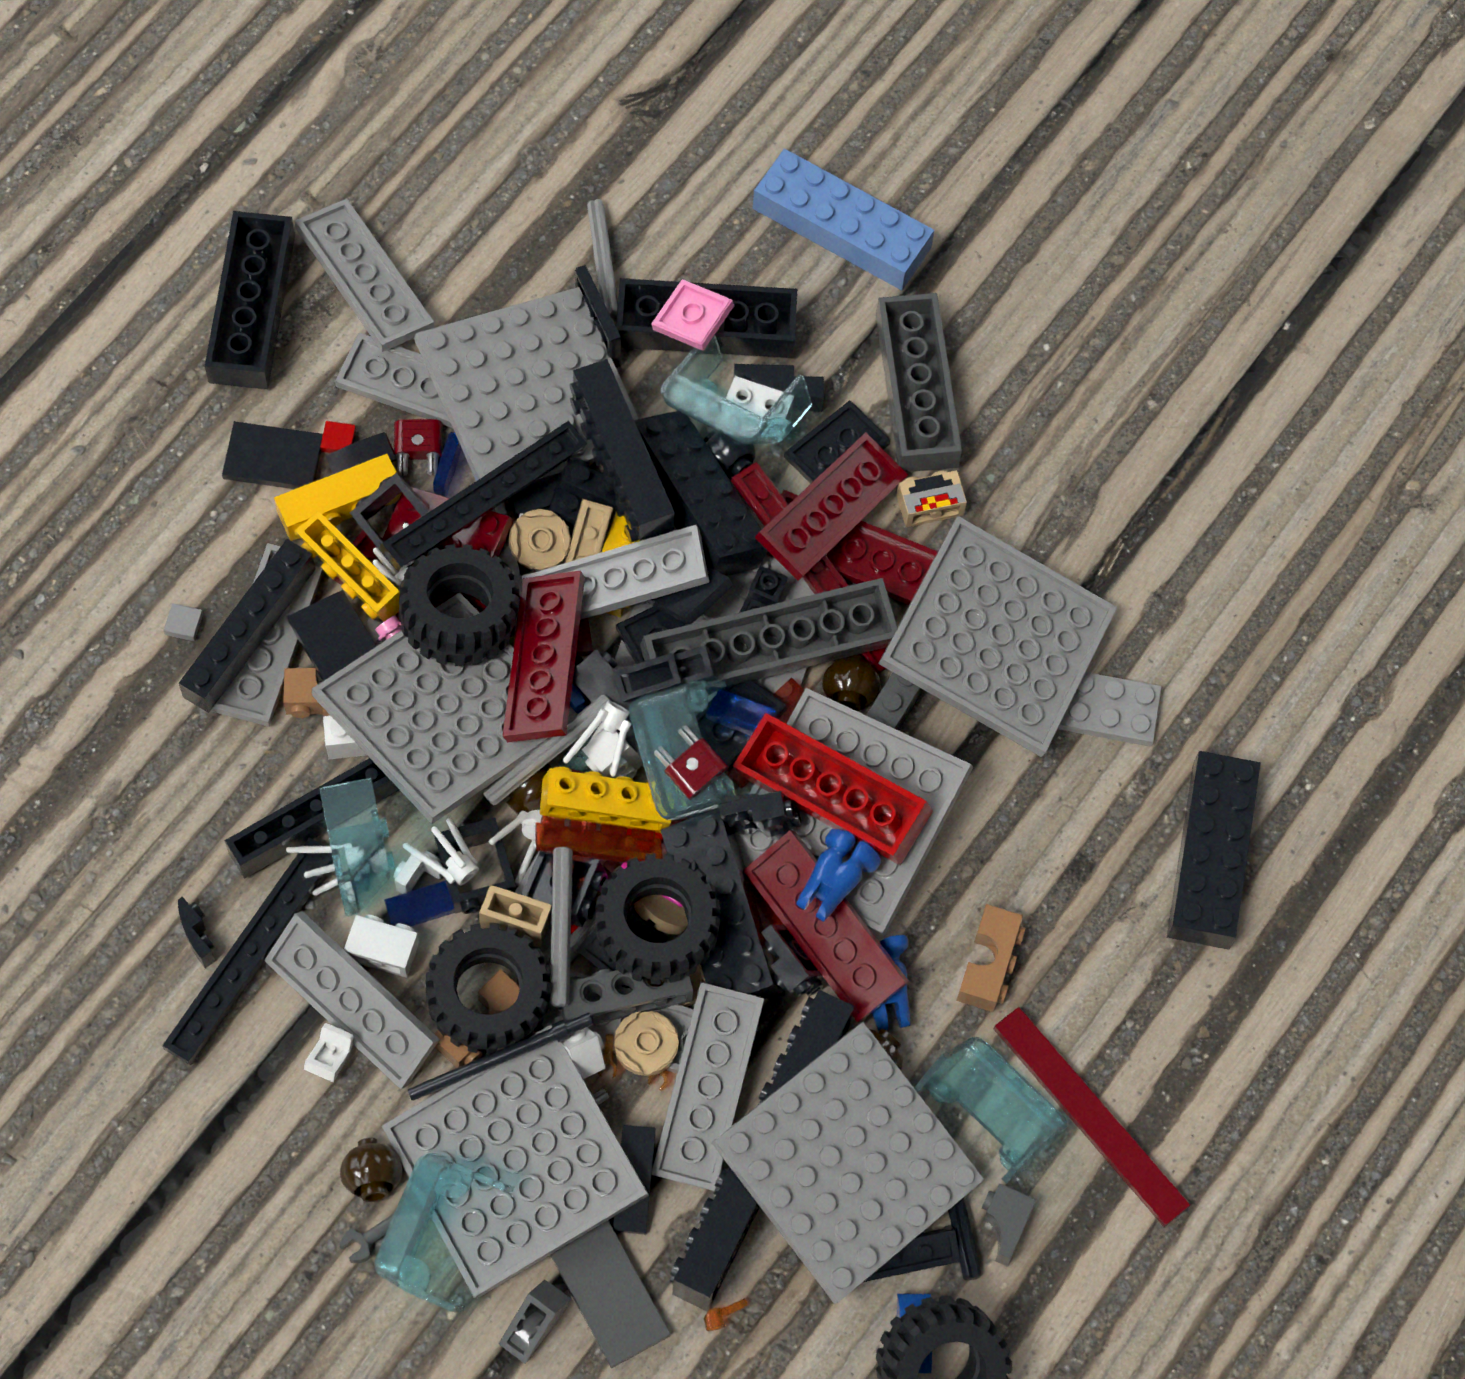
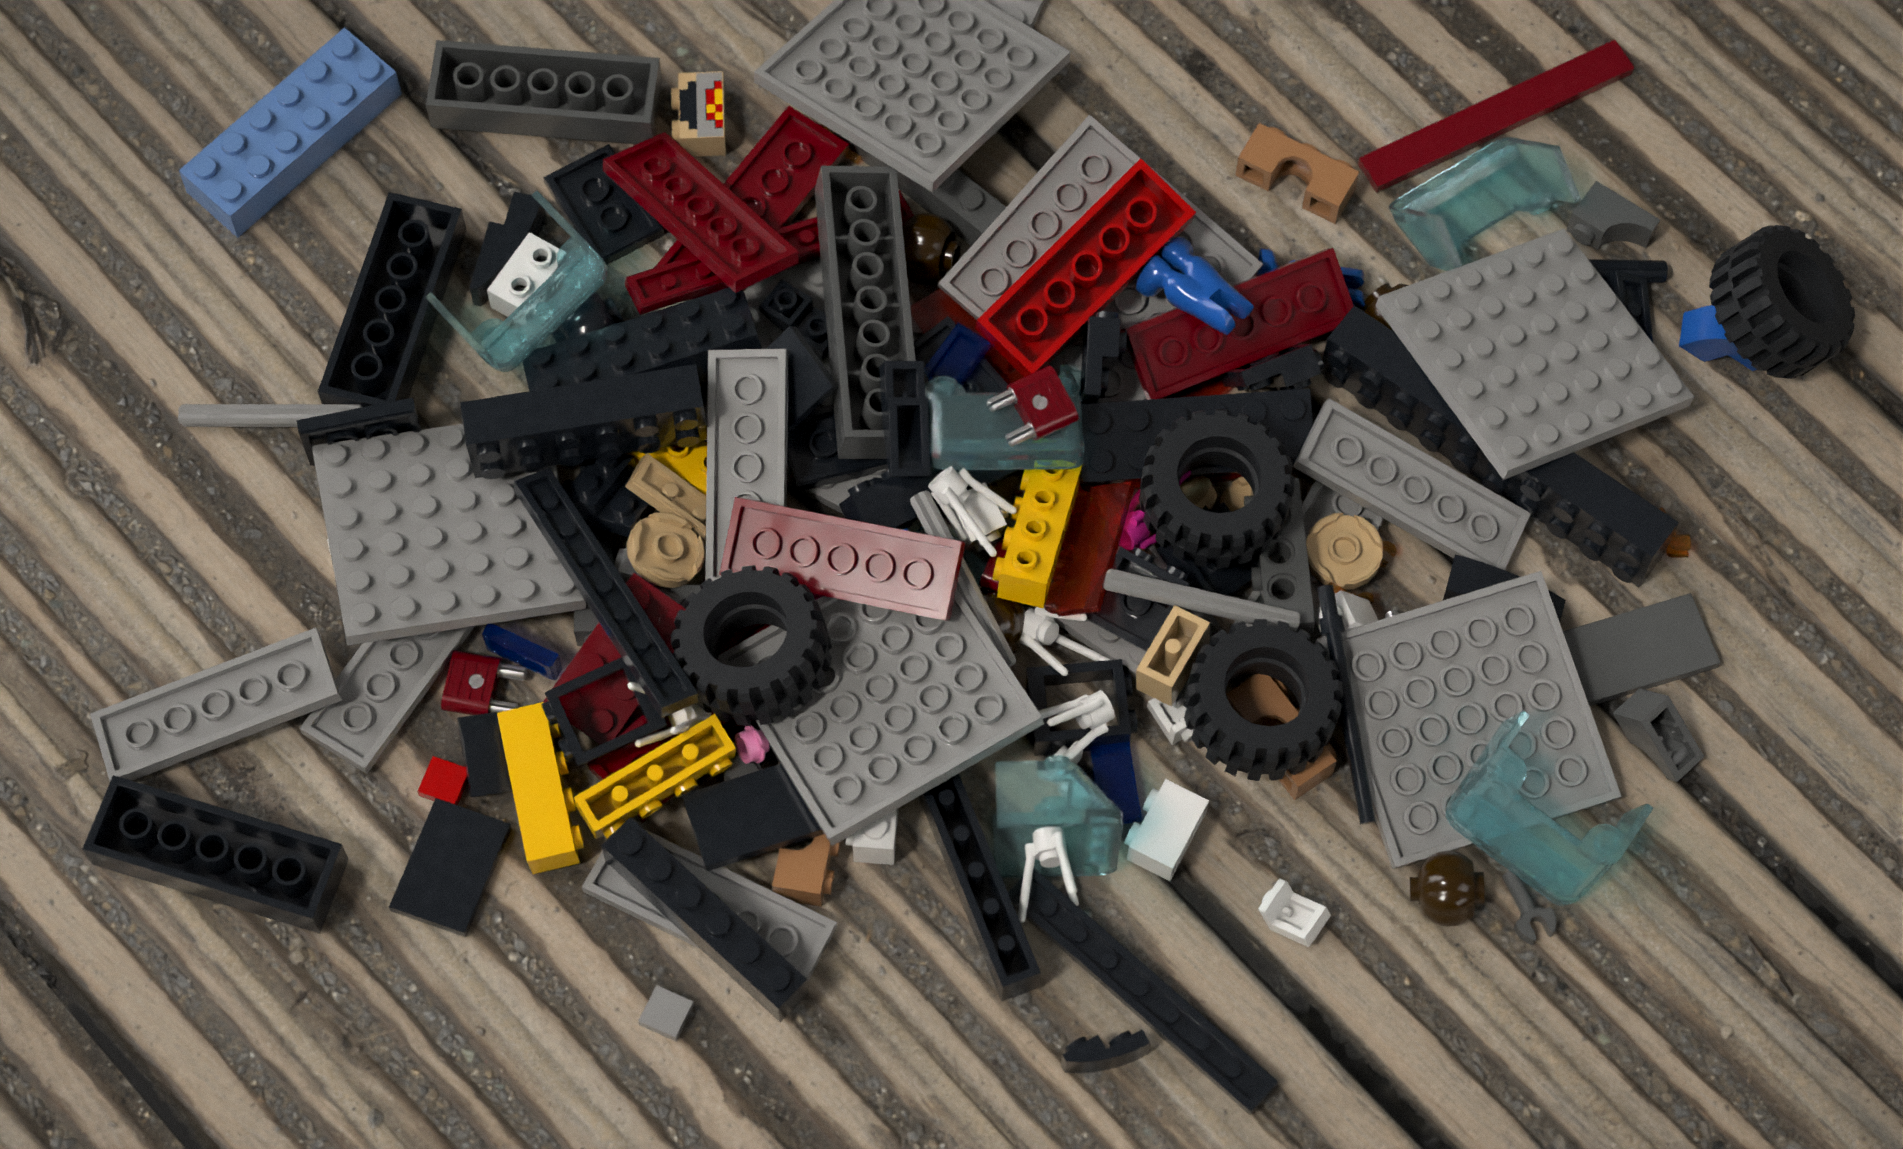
camera: 75 degrees left, 0 degrees up
(351, 999) = (1231, 874): light grey plate -> none
(692, 314) = (399, 311): bright pink tile -> none

